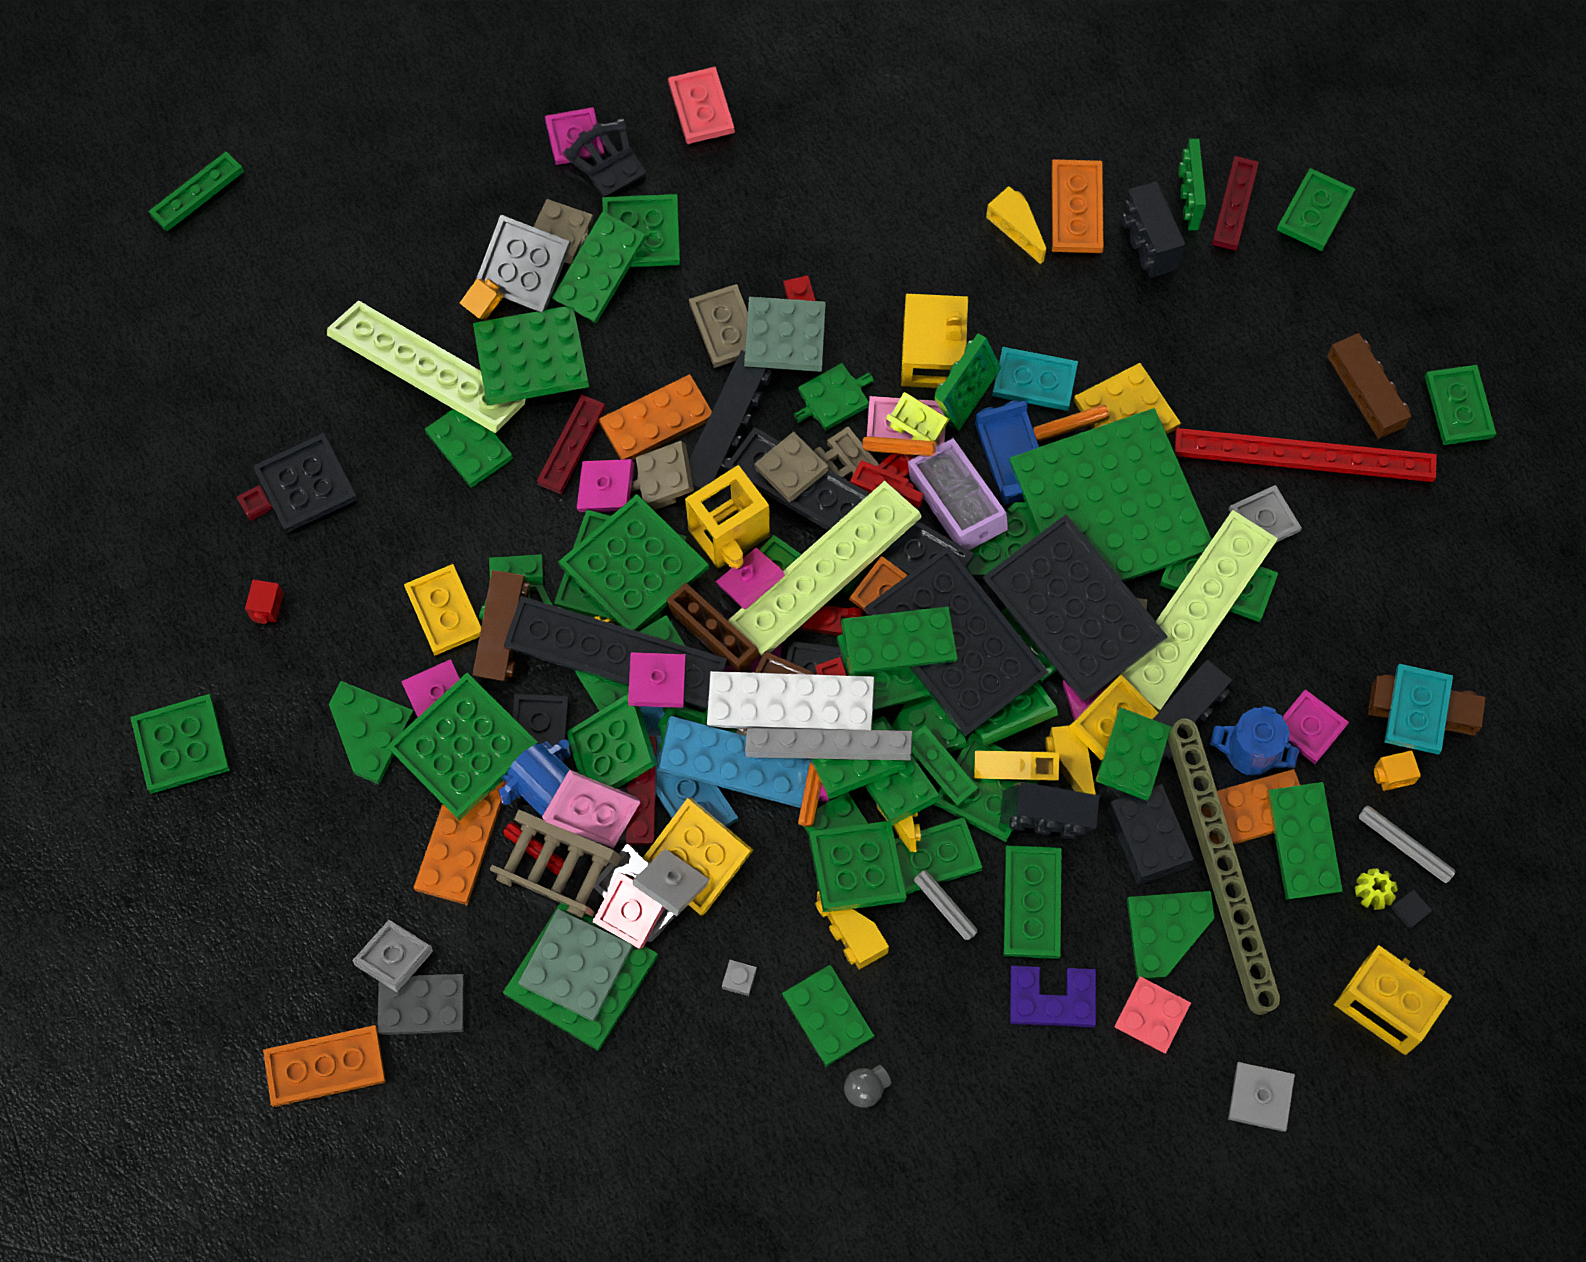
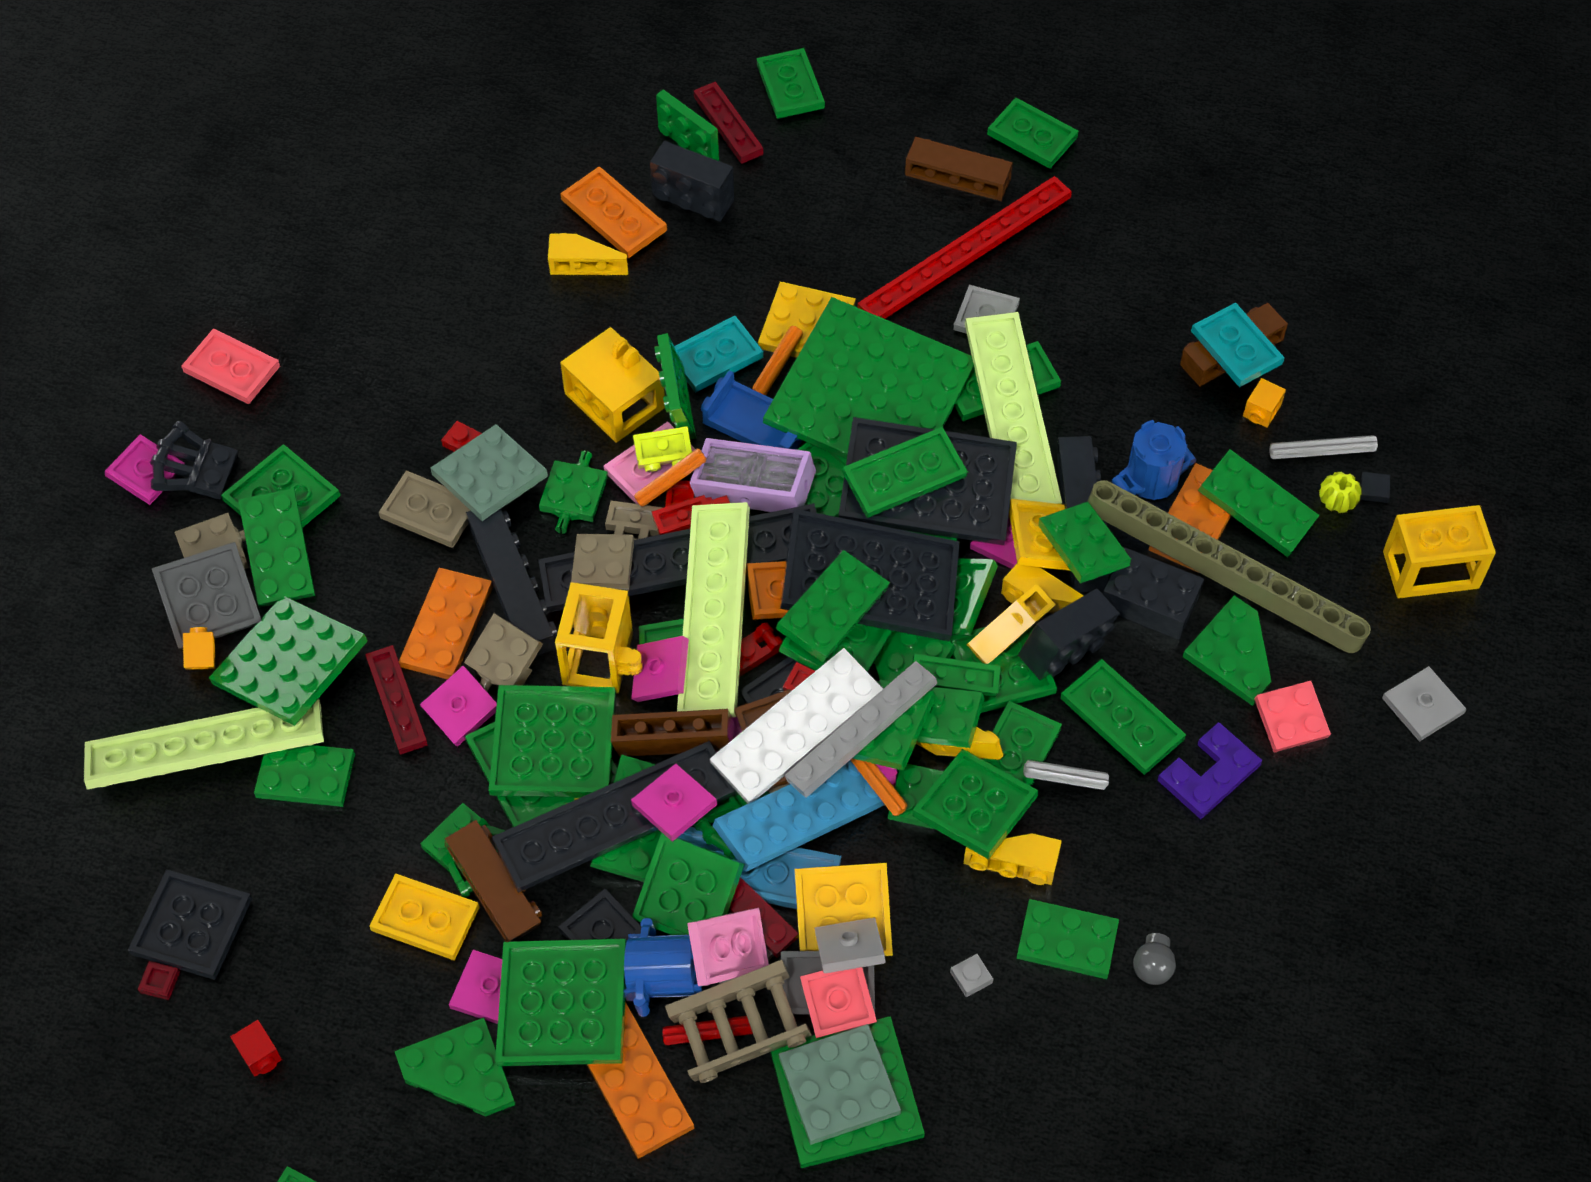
camera: 45 degrees left, 10 degrees down
(1058, 587) = (904, 472): none -> green plate
(1312, 726) = (1178, 413): dark pink plate -> none

